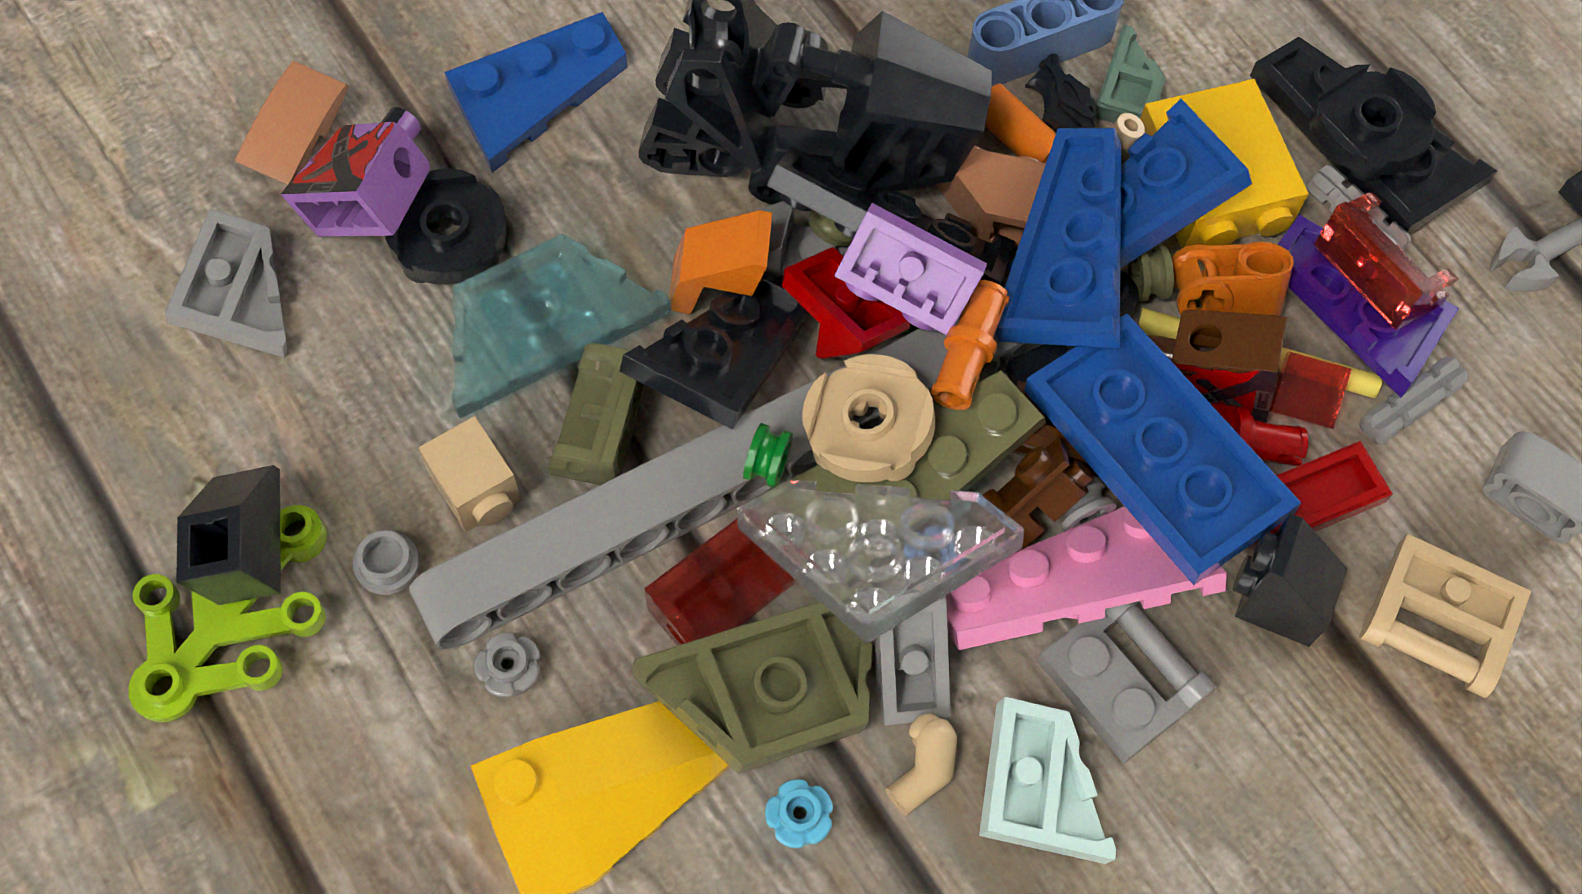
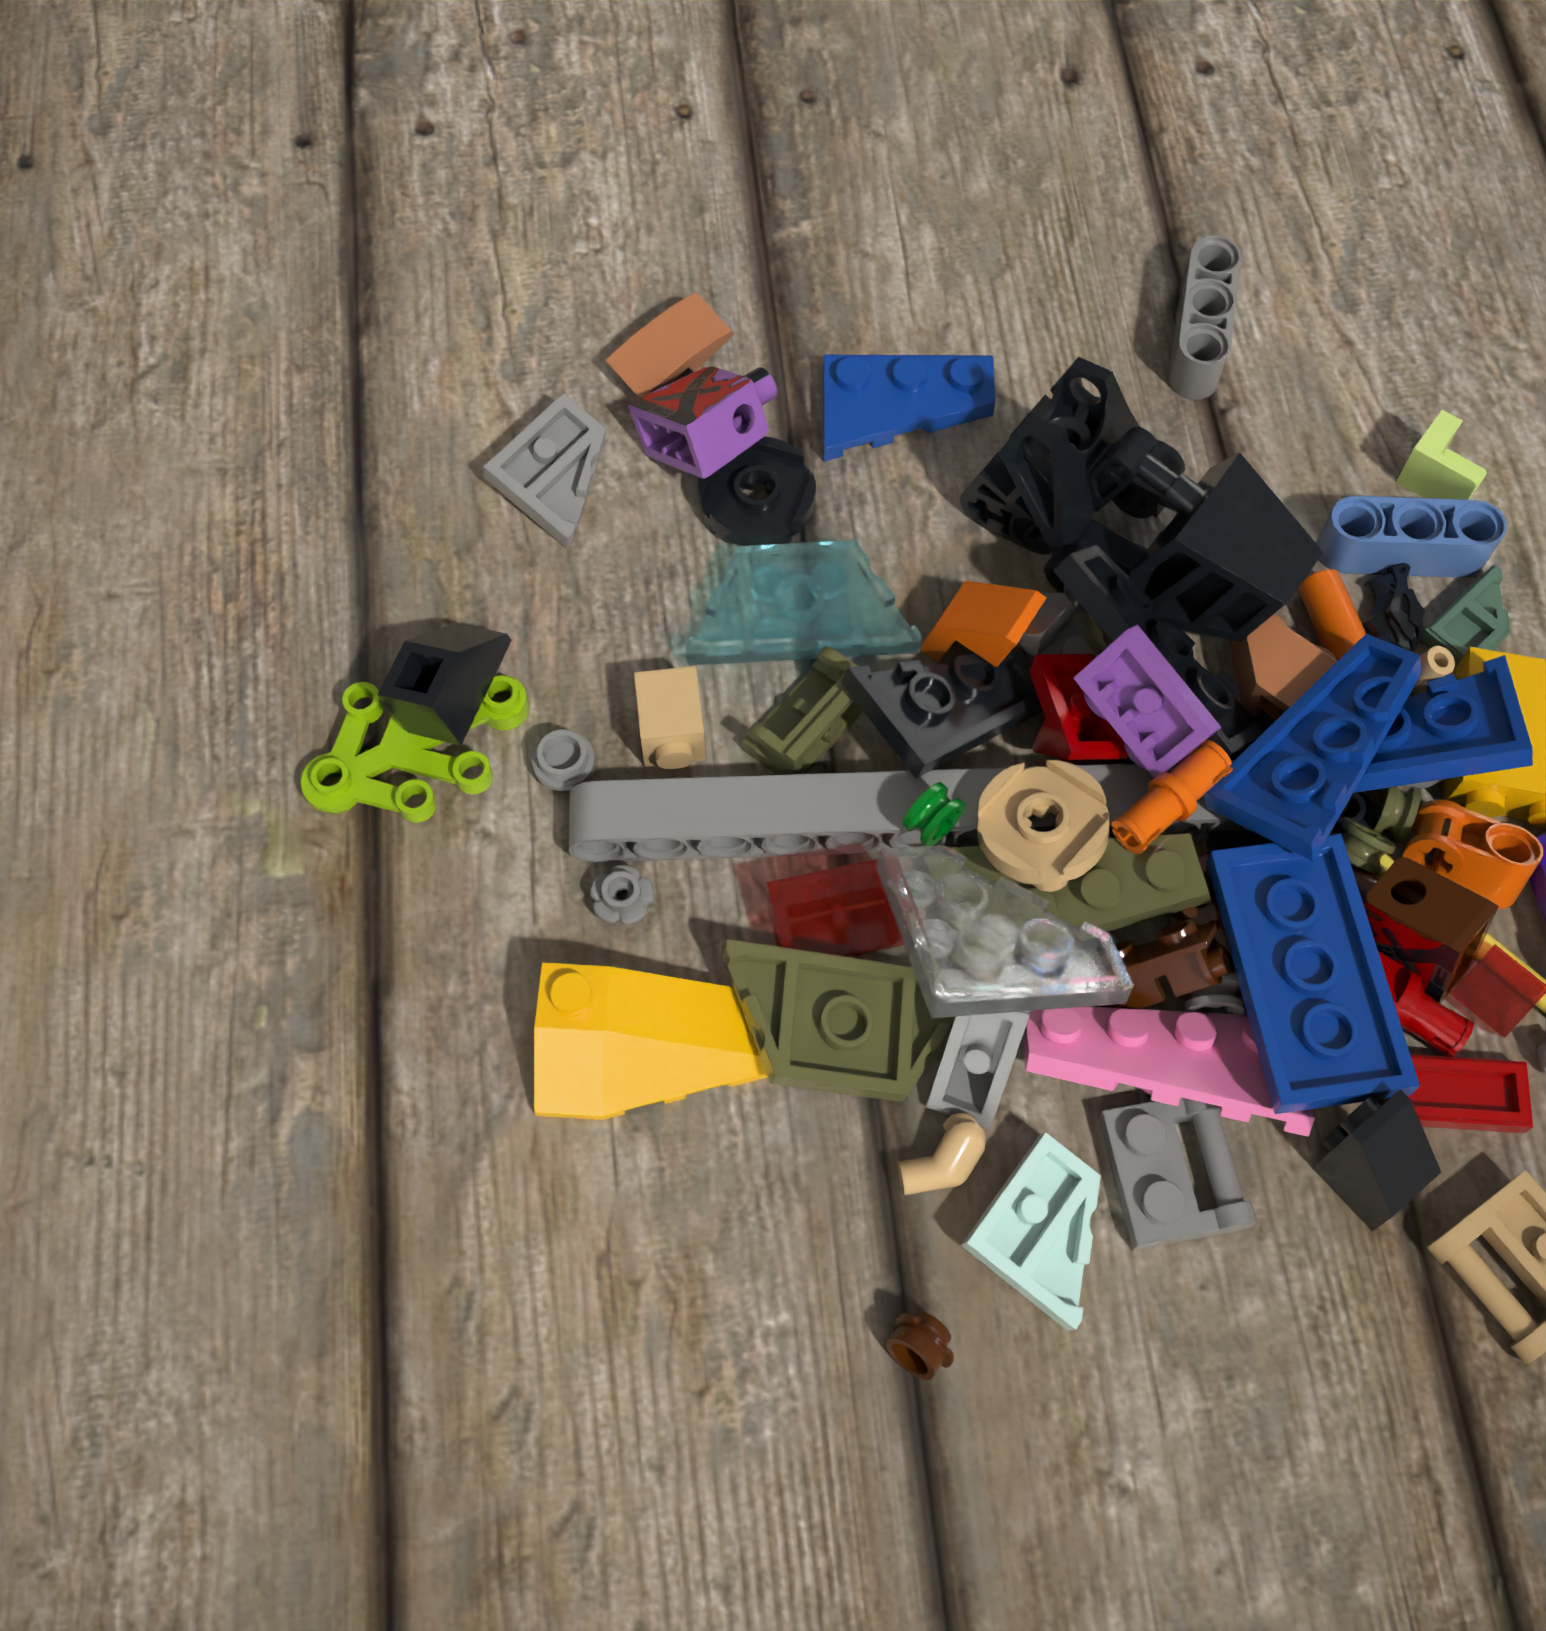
camera: 30 degrees right, 0 degrees up
(796, 832) = (805, 1163): medium azure plate -> none
(1147, 314) = (1365, 845): none -> olive bush

